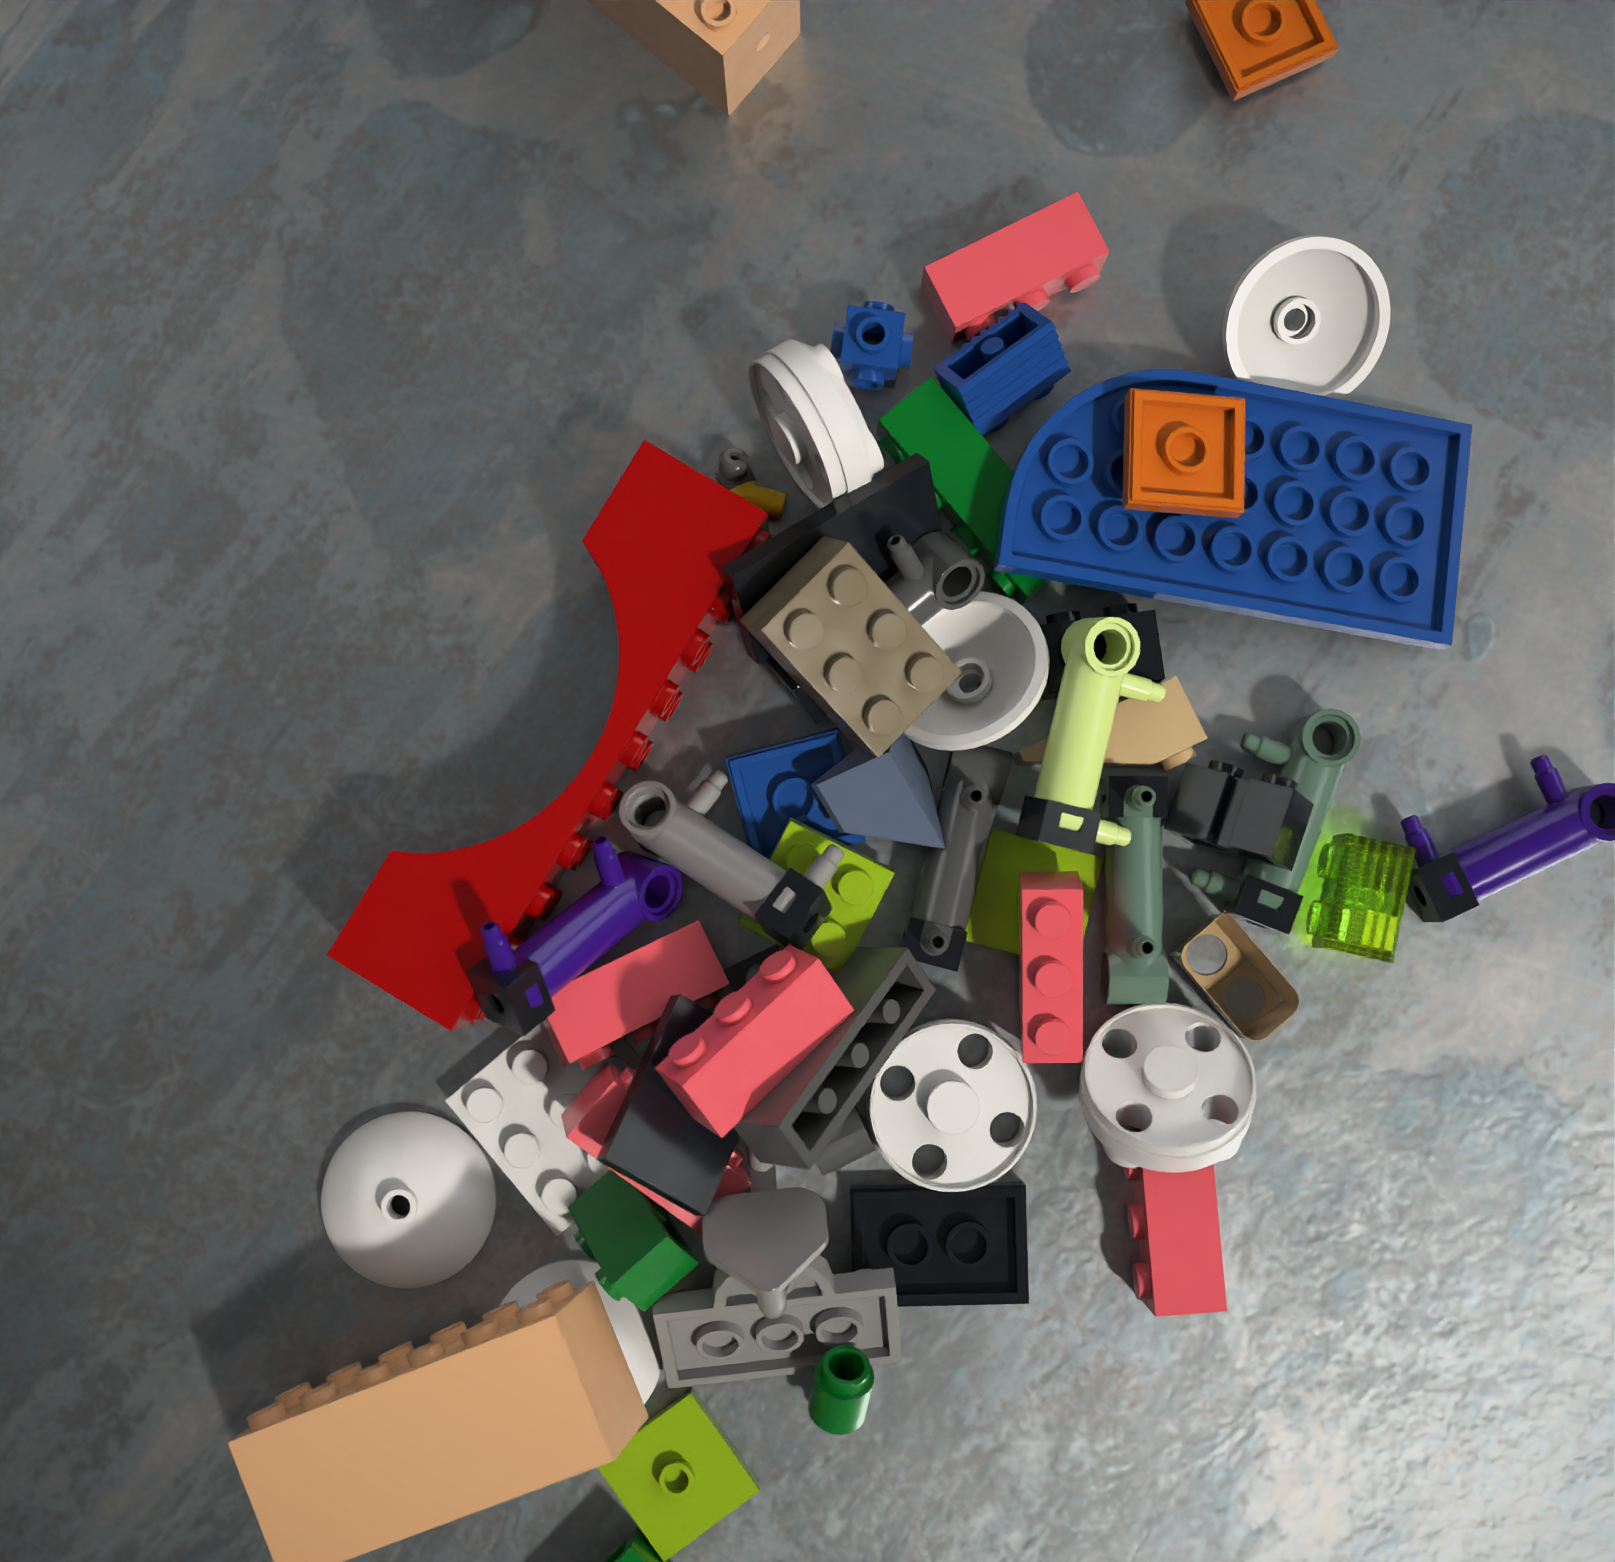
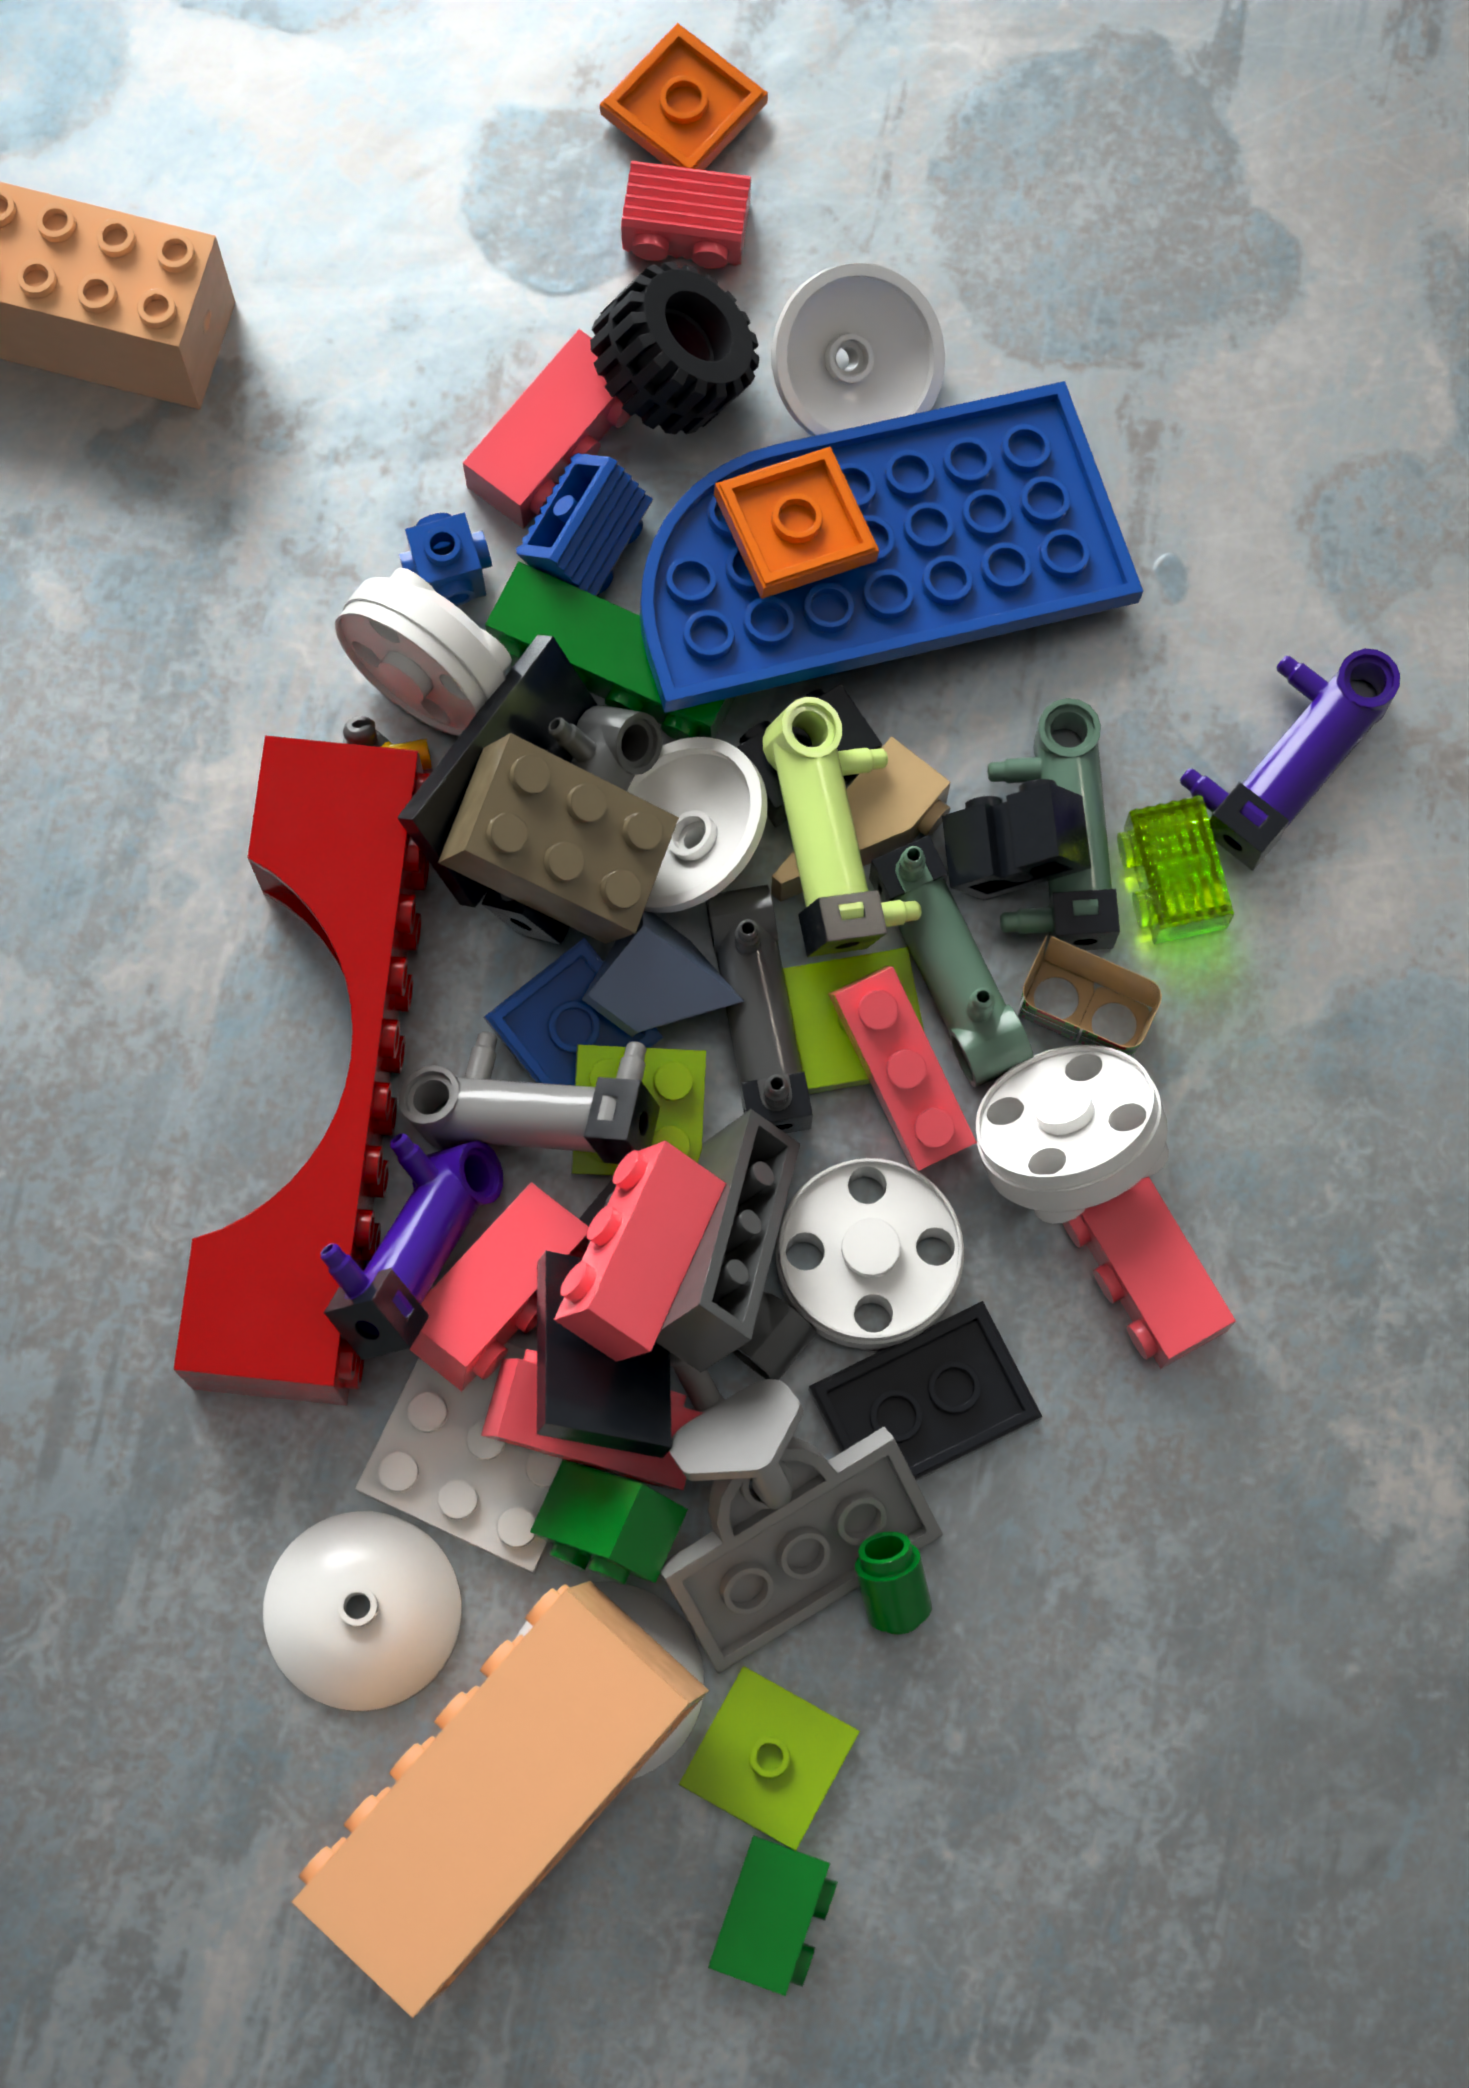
camera: 25 degrees left, 10 degrees down
(1152, 246) = (674, 348): none -> black tyre
(1216, 127) = (685, 214): none -> coral brick

